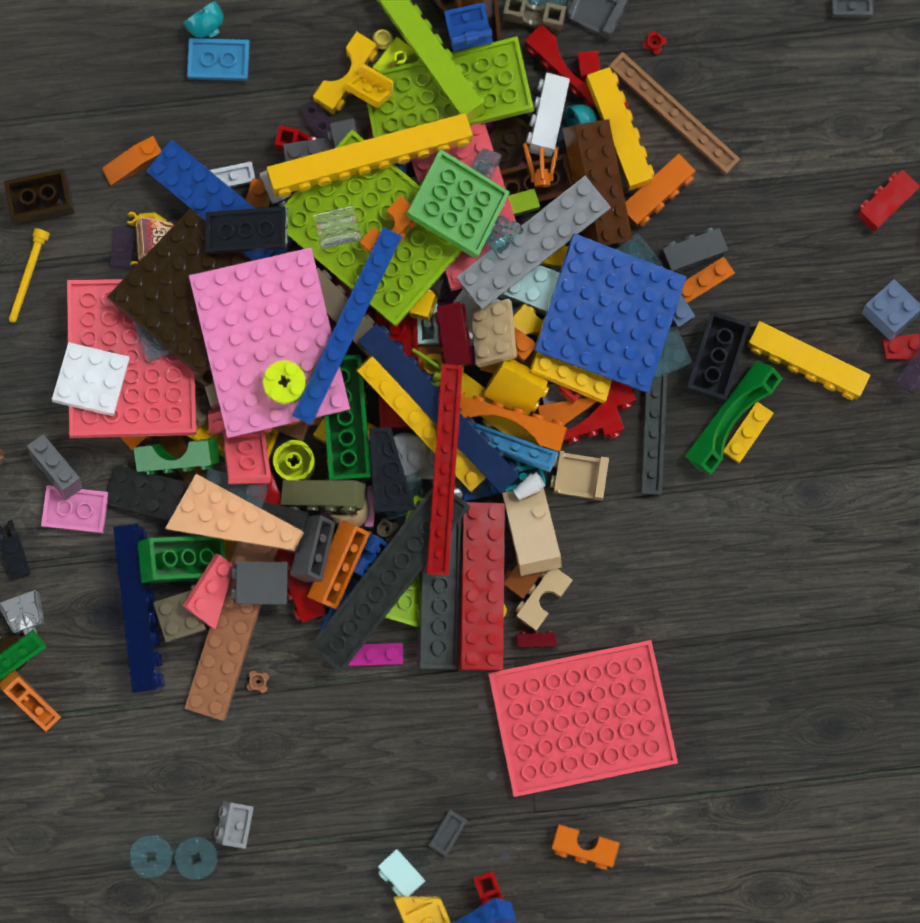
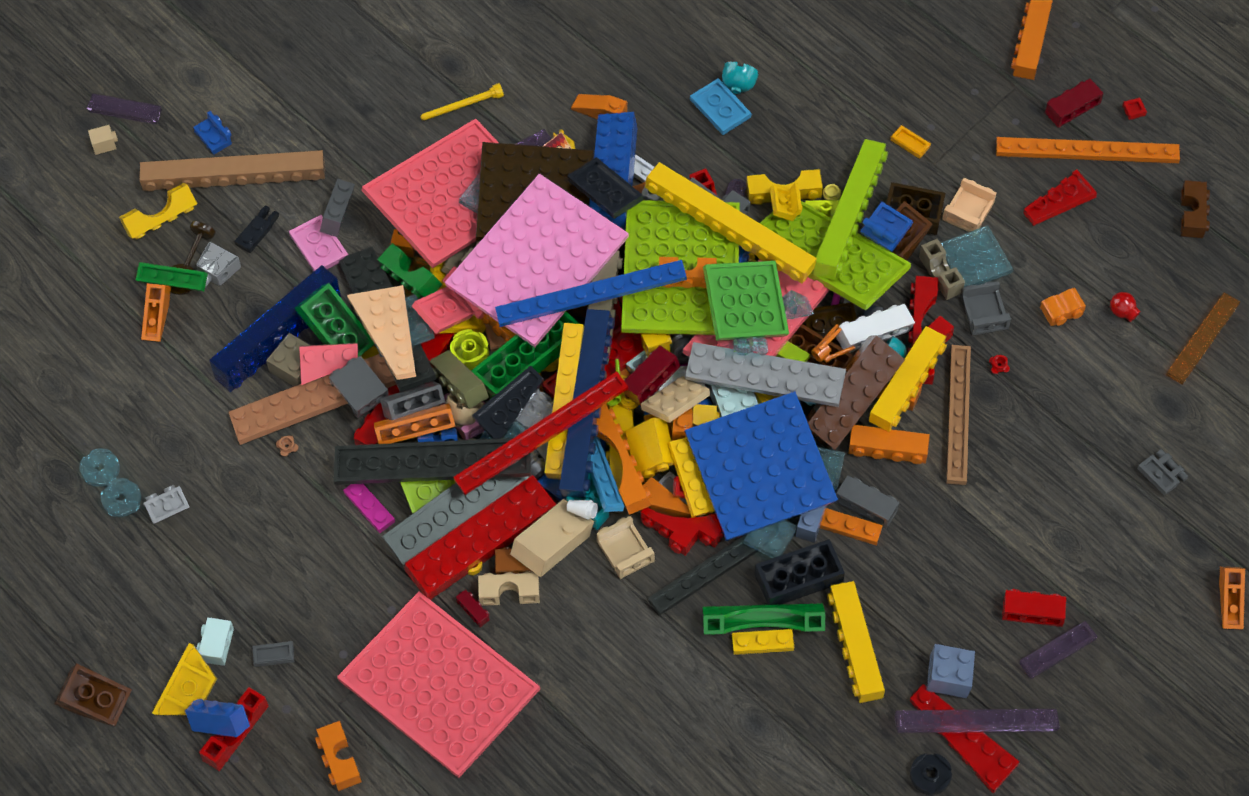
camera: 55 degrees right, 20 degrees down
(39, 197) = (522, 69): dark brown brick -> none
(91, 379) = (414, 174): white plate -> none
(289, 371) = (513, 281): neon yellow brick -> none
(337, 227) = (658, 239): clear slope -> none

